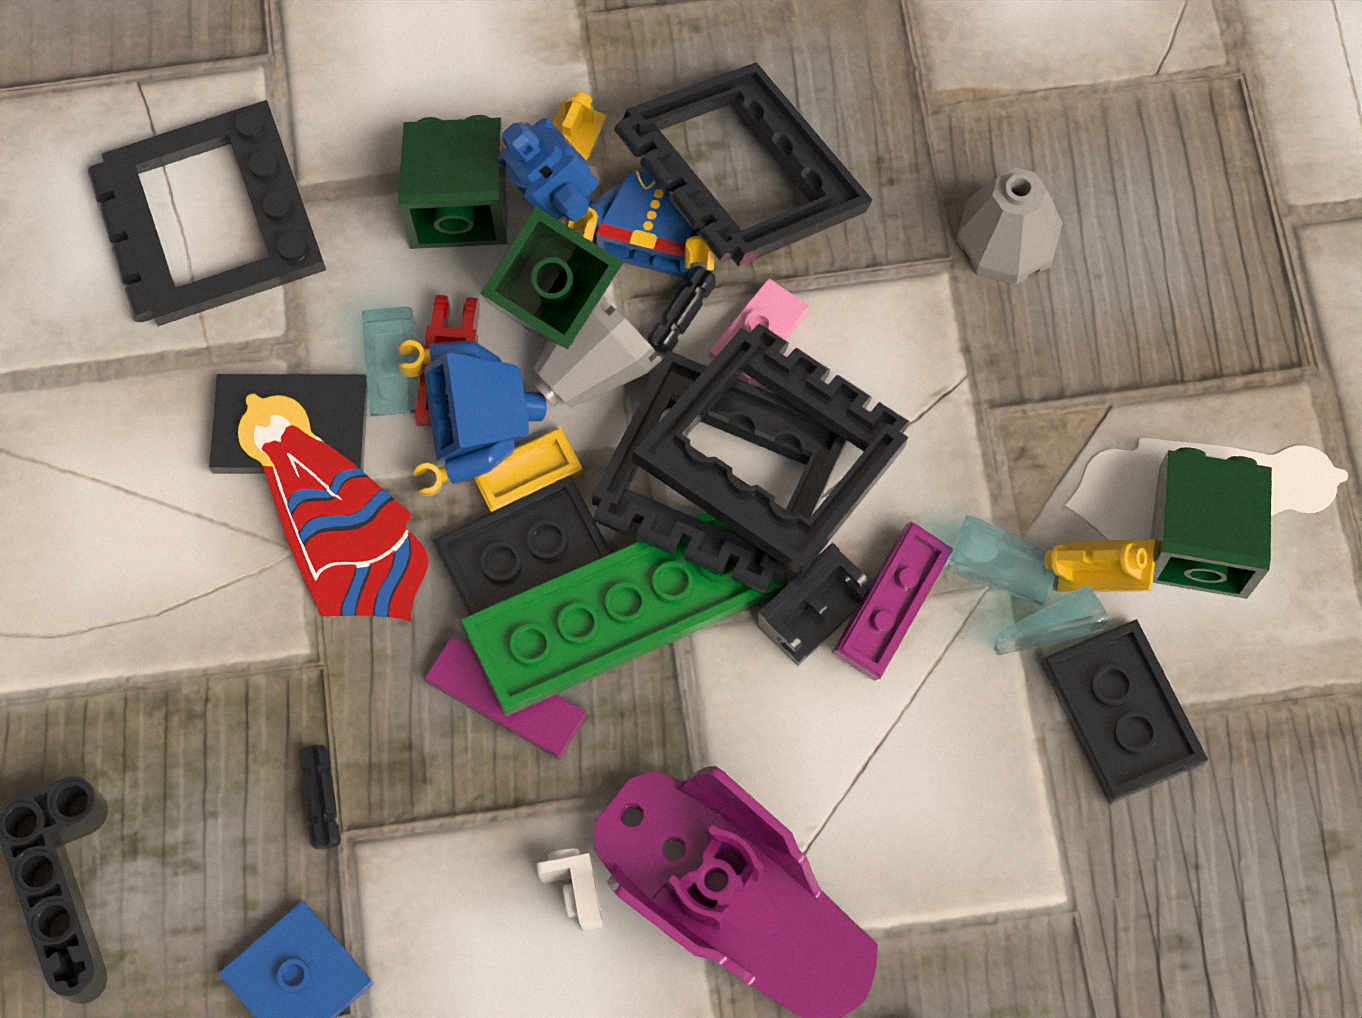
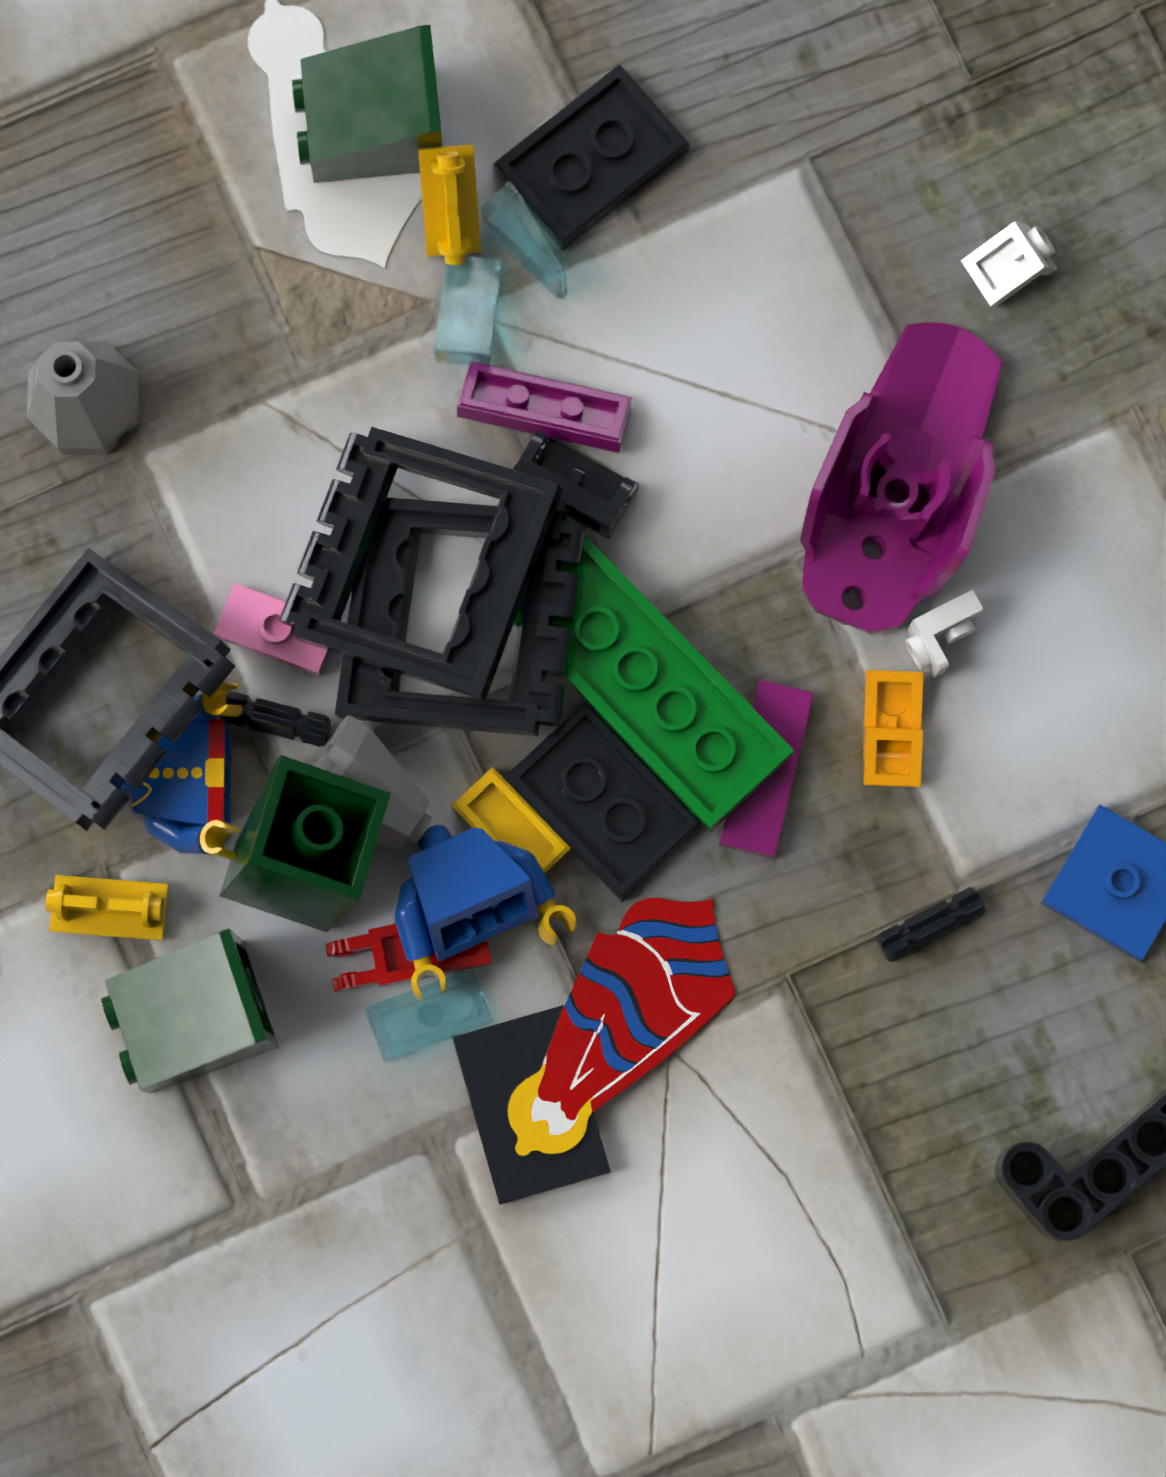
camera: 105 degrees left, 10 degrees up
(272, 194) = (251, 1231): black hinge -> none
(505, 818) = (892, 728): none -> light orange slope
(547, 169) = (171, 891): blue piece -> none

